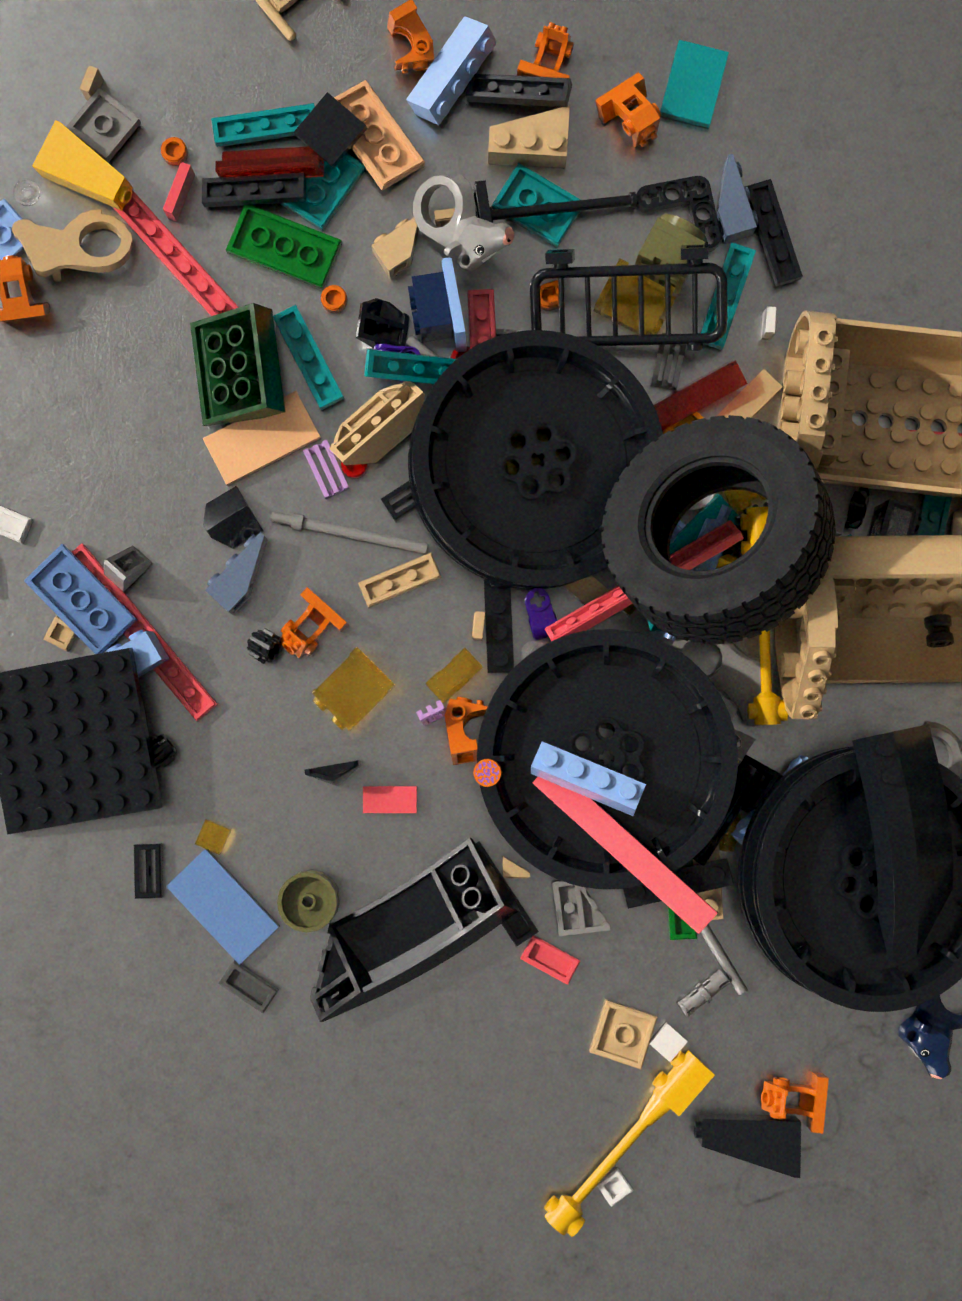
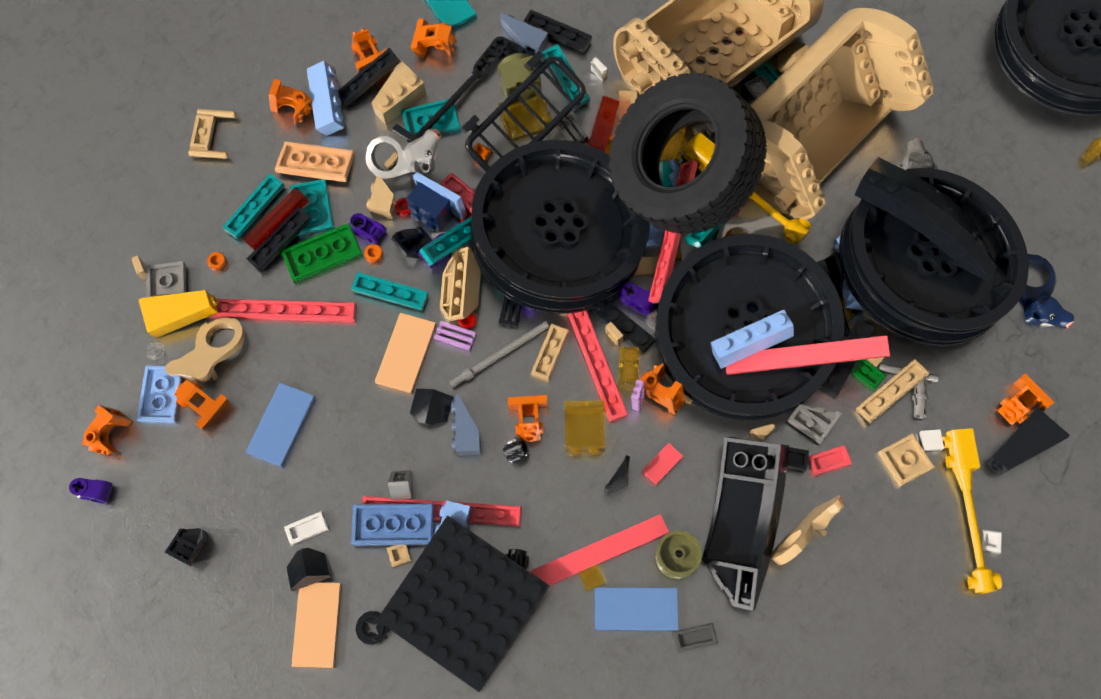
camera: 40 degrees left, 15 degrees down
(74, 391) = (280, 424): none -> medium blue tile
(158, 870) = (589, 644): black tile -> none
(179, 191) = (239, 275): coral tile -> none
(237, 365) = (357, 327): dark green slope -> none
(245, 821) = (602, 550): none -> coral tile
(330, 130) = (291, 175): black tile -> none
(352, 269) = (370, 230): none -> dark purple piece
(408, 272) = (402, 207): none -> red tile
(431, 641) = (598, 365): none -> coral tile
(469, 1002) = (798, 539): none -> tan animal
(487, 772) = (699, 388): orange tile -> none
(683, 959) = (892, 391): none -> tan tile
(938, 630) = (831, 122): black wheel -> none

